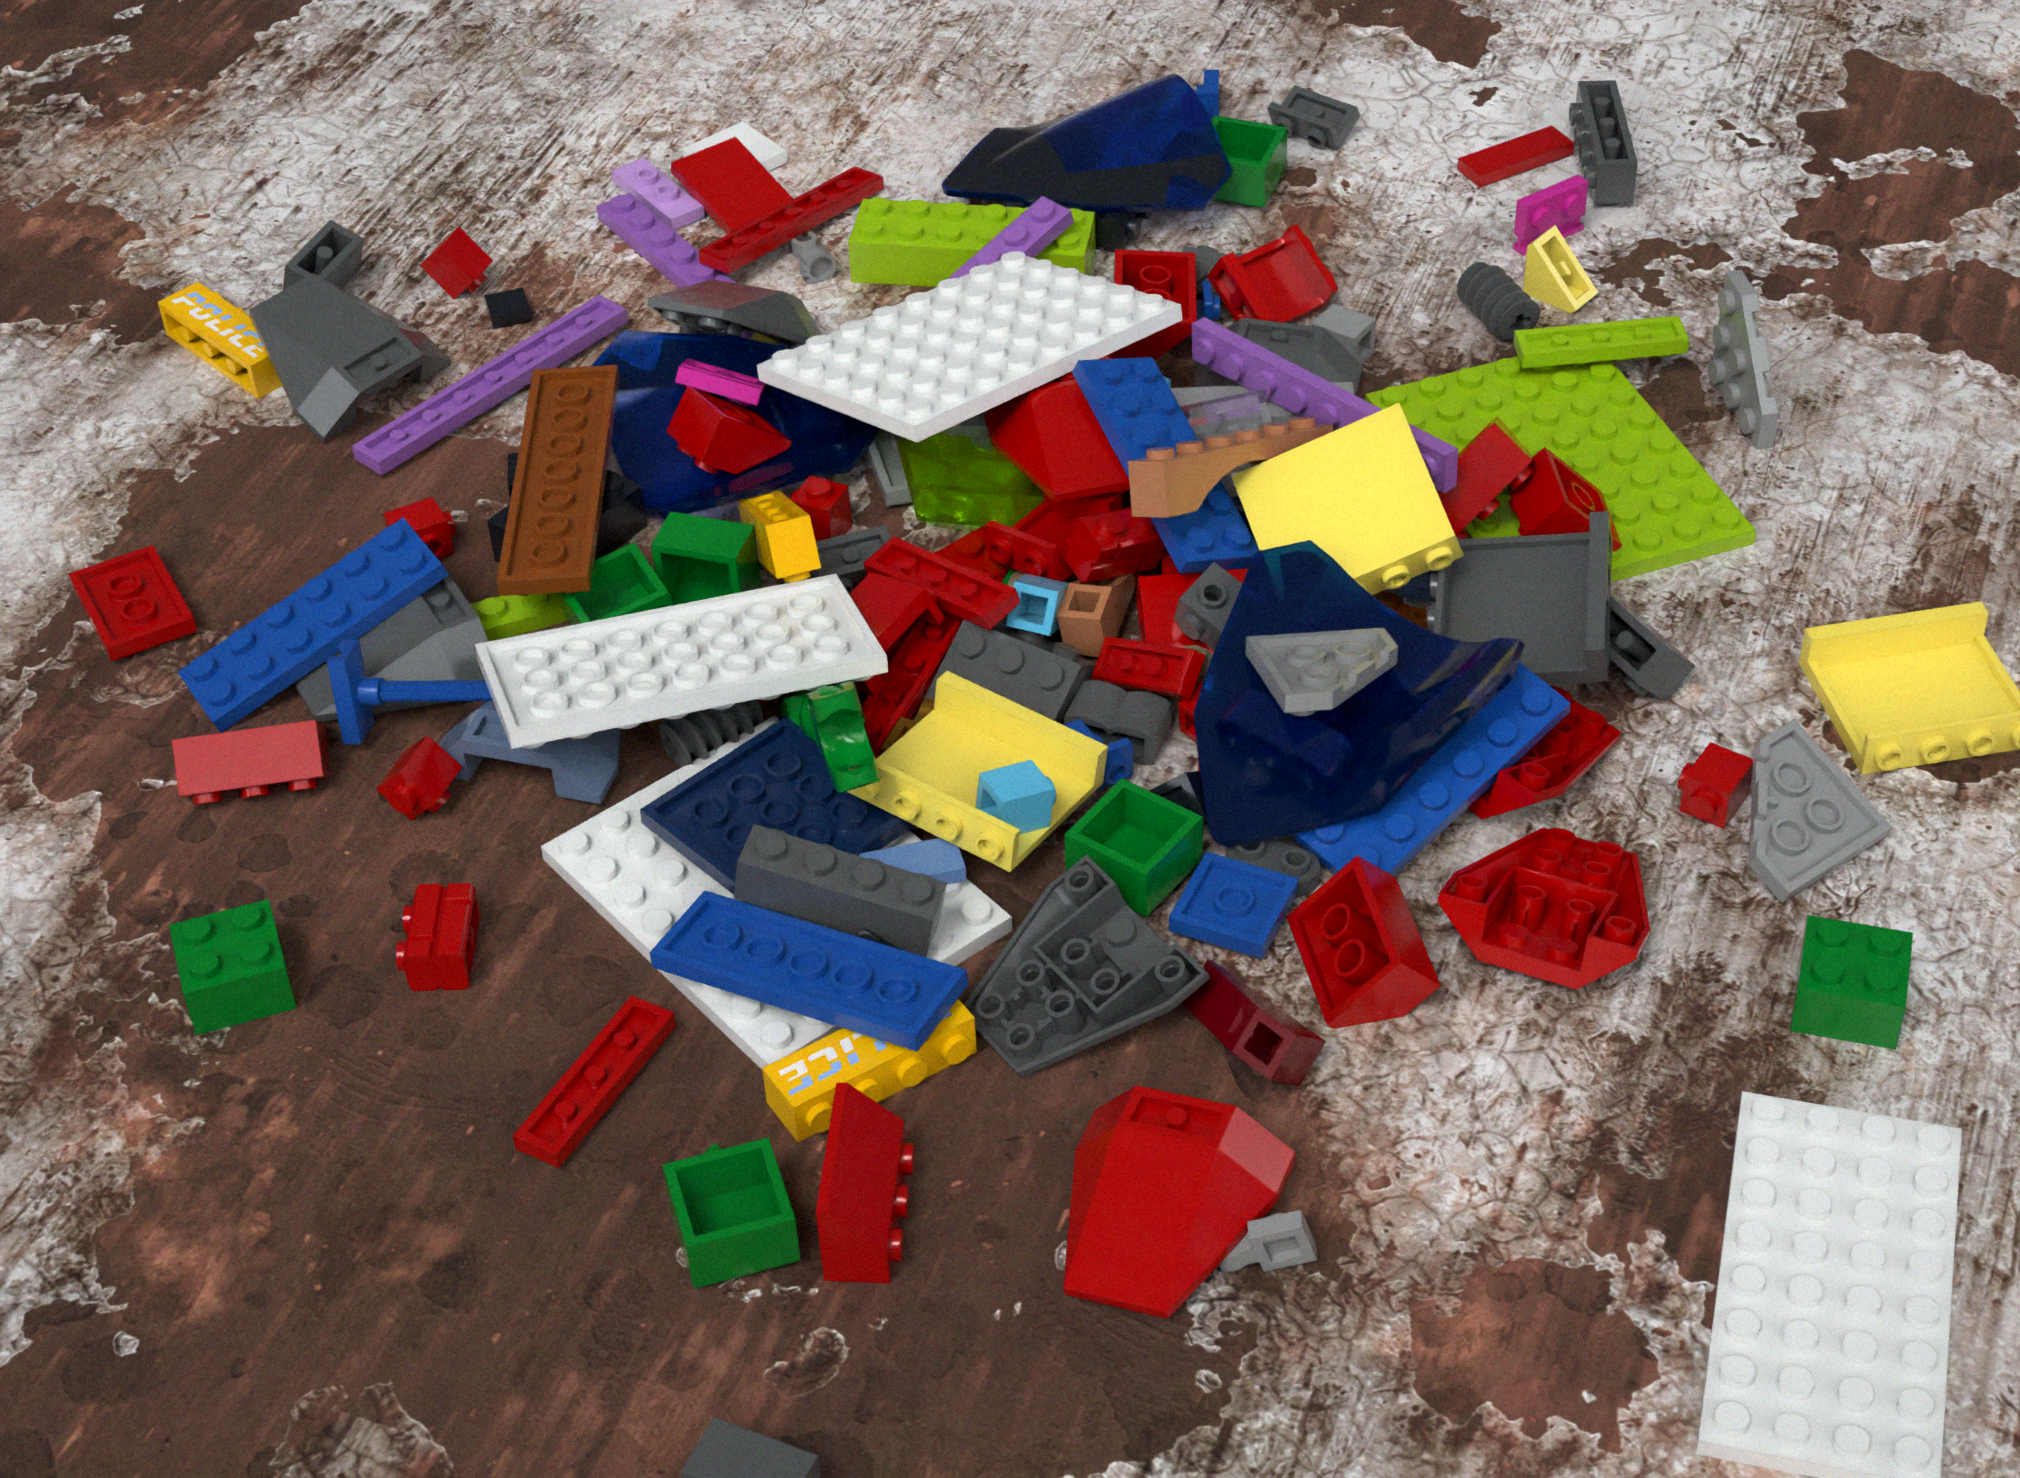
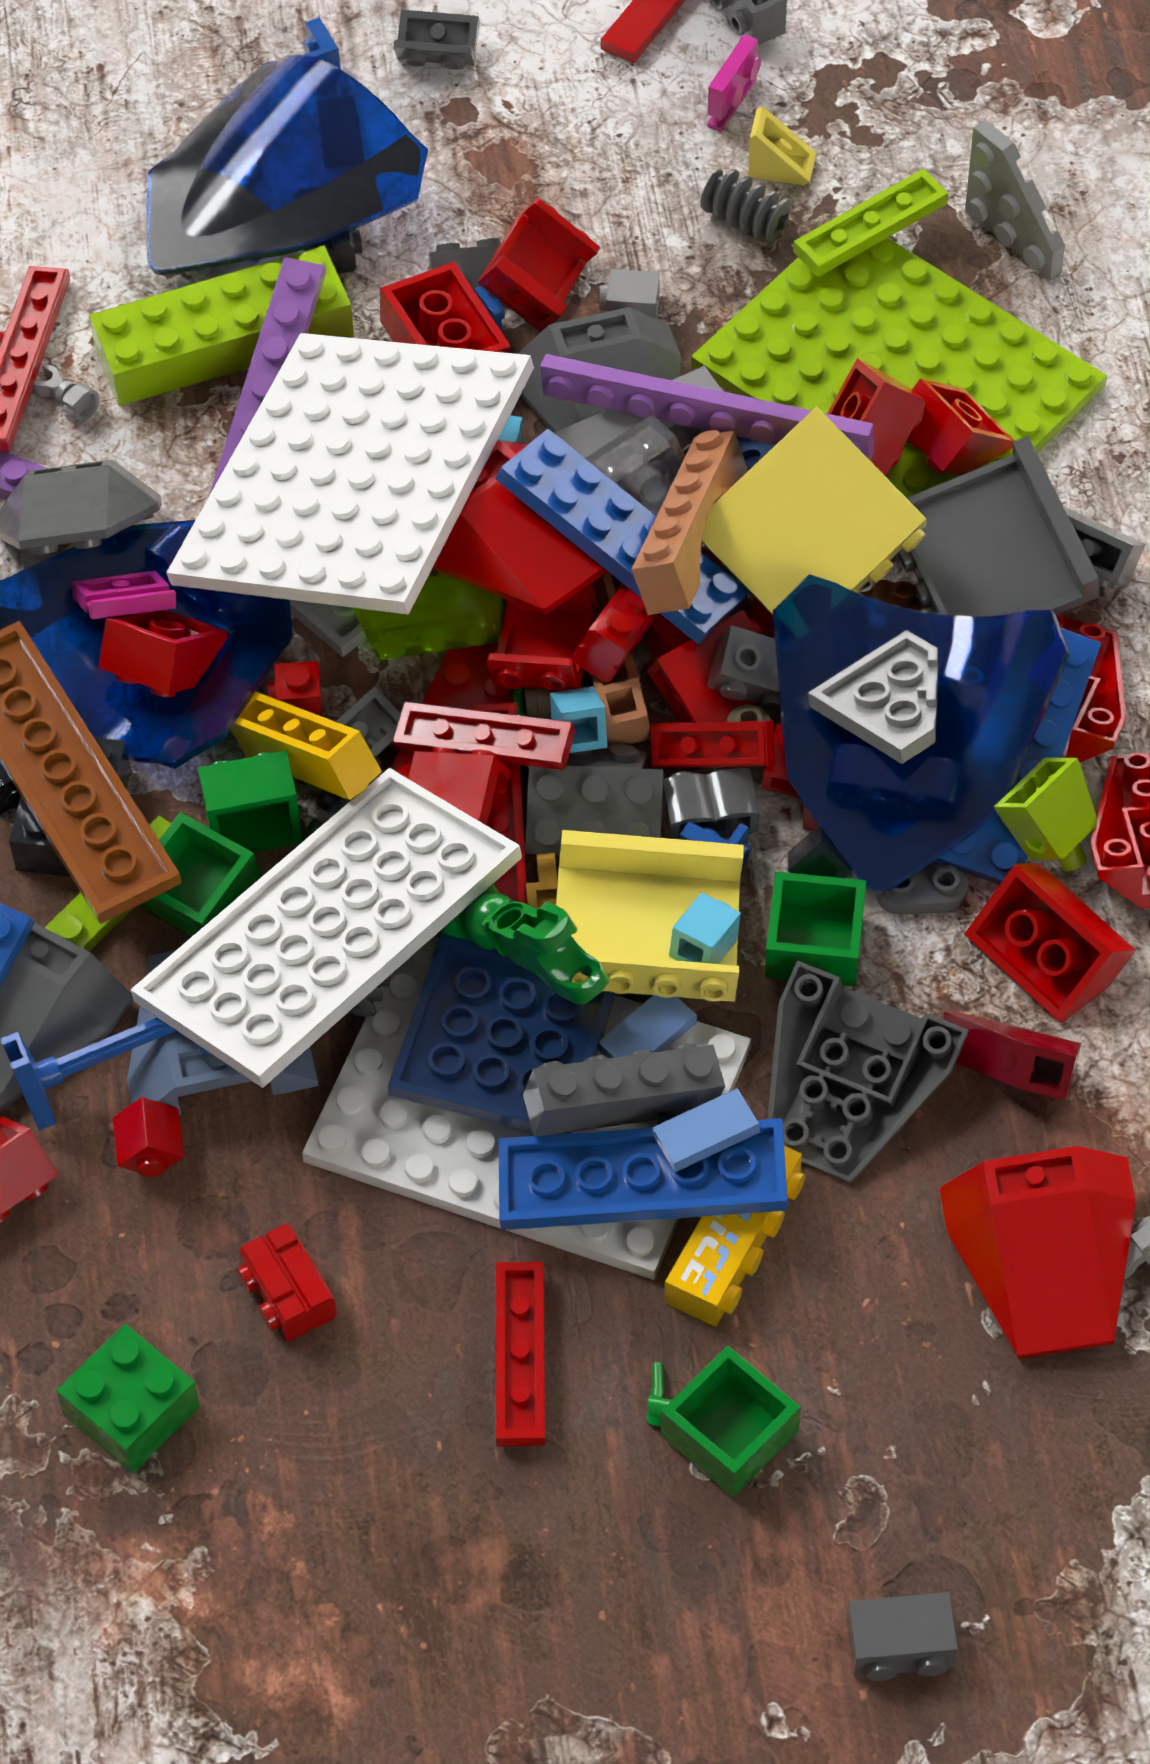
camera: 30 degrees left, 15 degrees up
(863, 1189) = (817, 1351): red slope -> none
(885, 948) = (706, 1130): none -> medium blue tile
(1233, 905) = (921, 944): blue plate -> none
(1256, 156) = (424, 111): green piece -> none
(1427, 831) = (1051, 812): none -> lime torso

